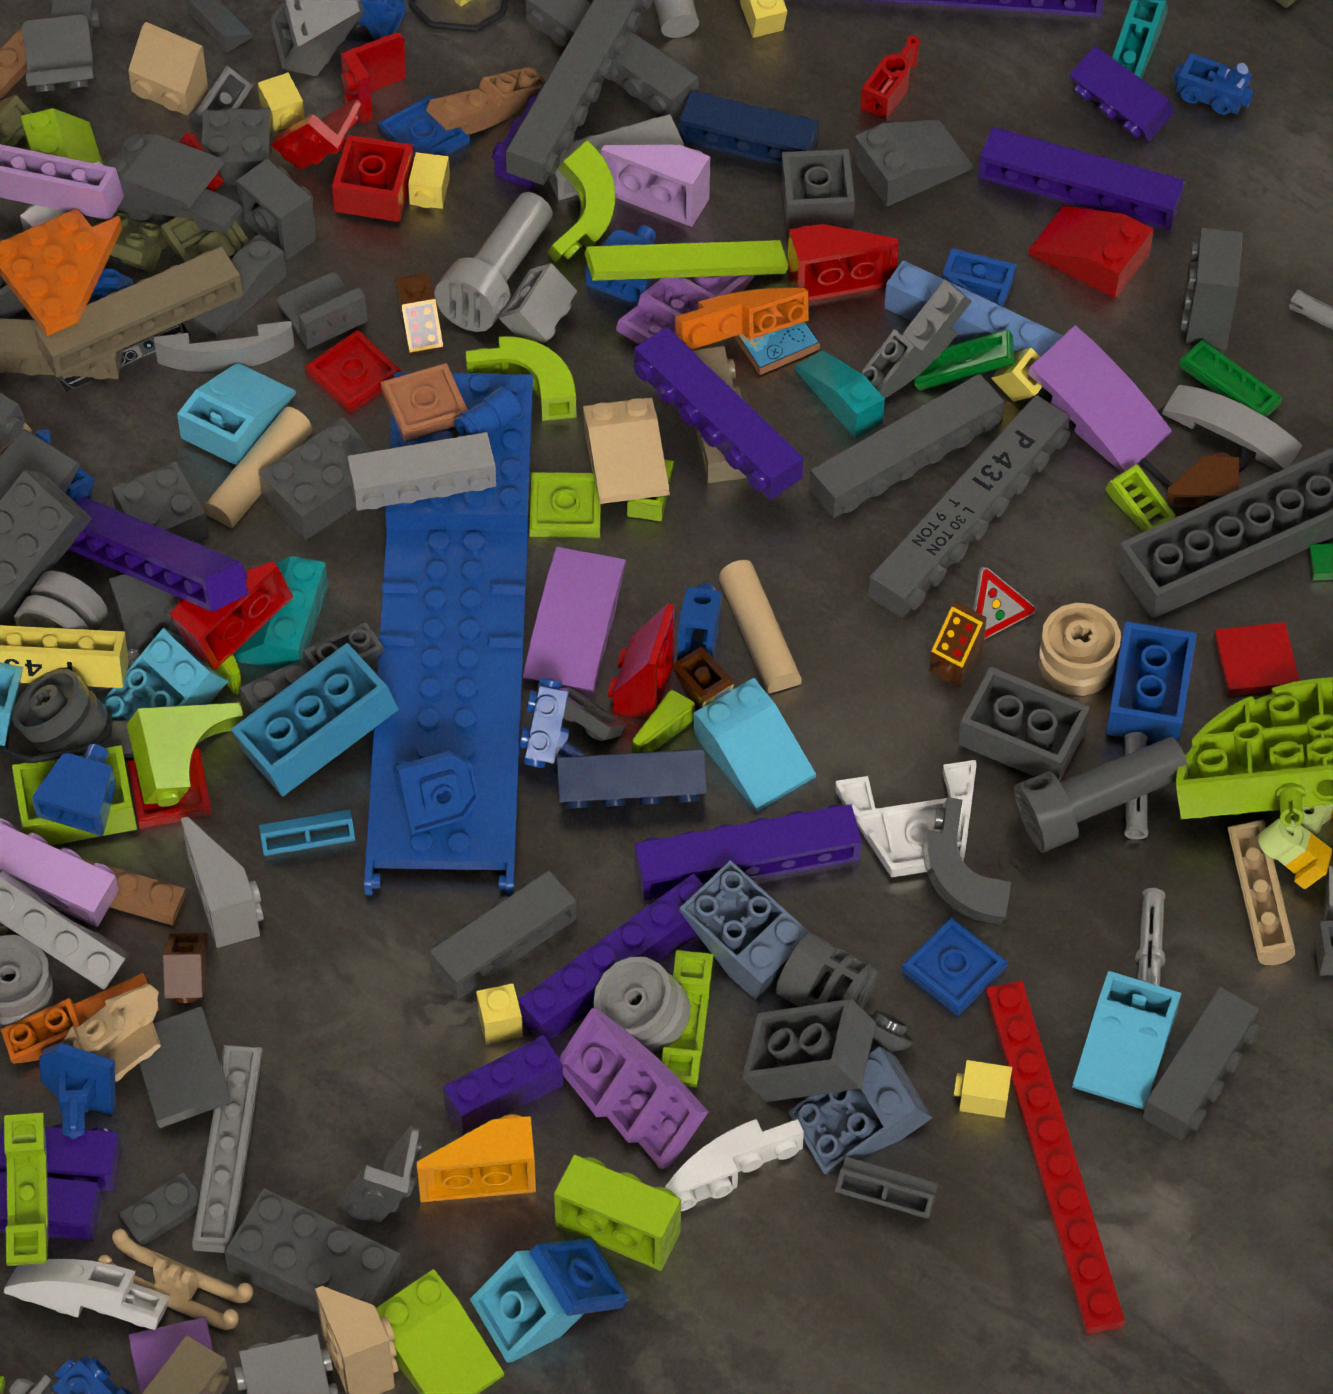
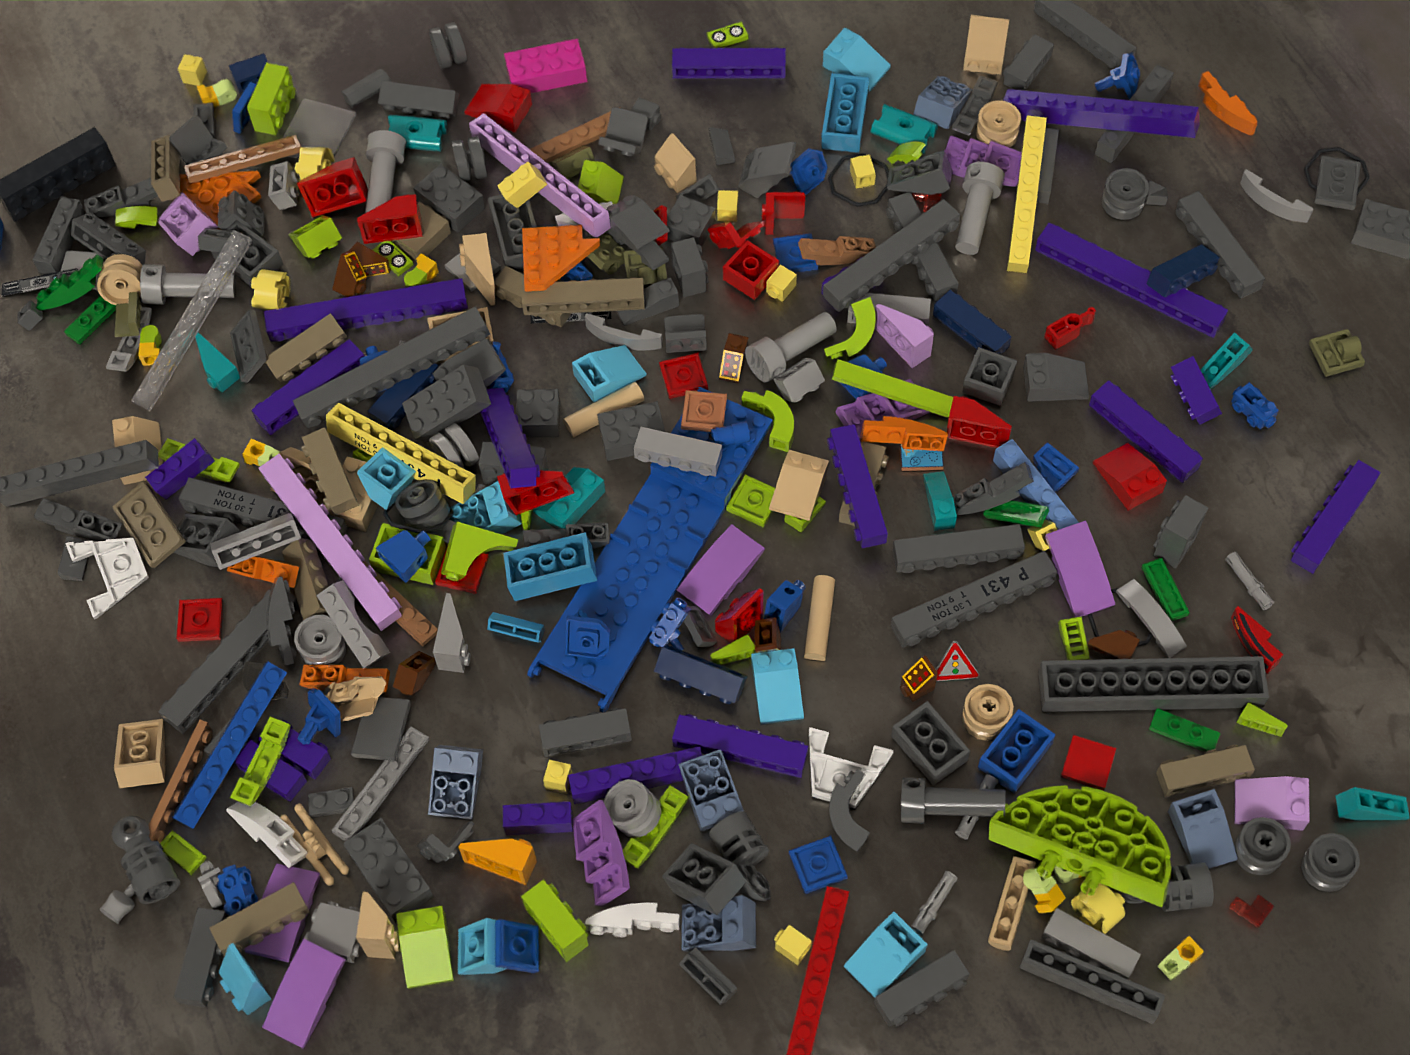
camera: 30 degrees right, 5 degrees up
(343, 1092) = (455, 781): none -> sand blue slope

